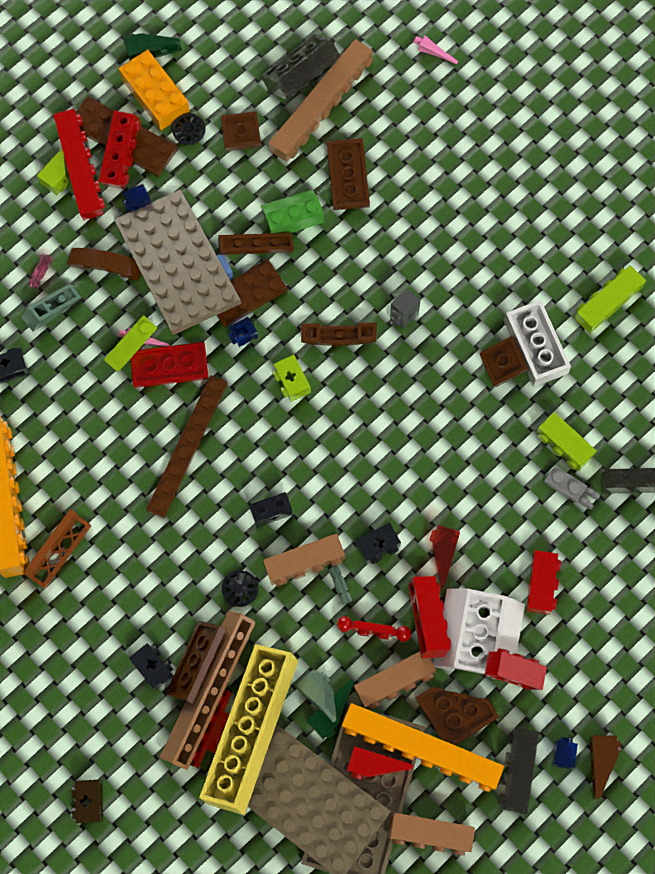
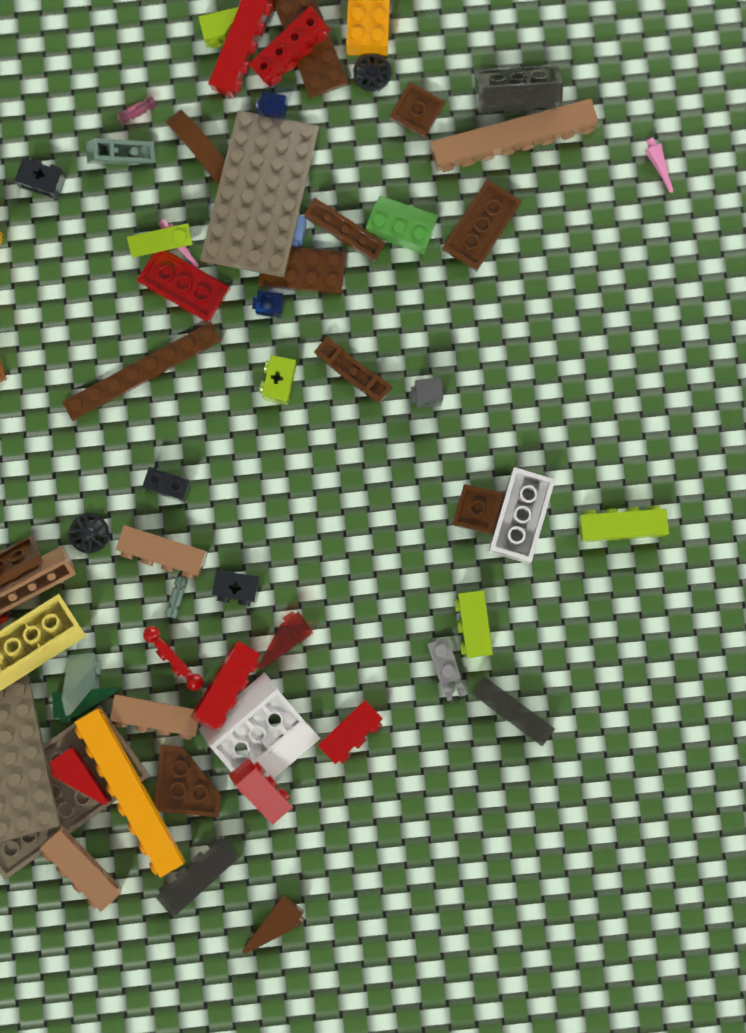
camera: 35 degrees right, 10 degrees up
(564, 753) = (248, 892): clear blue brick -> none

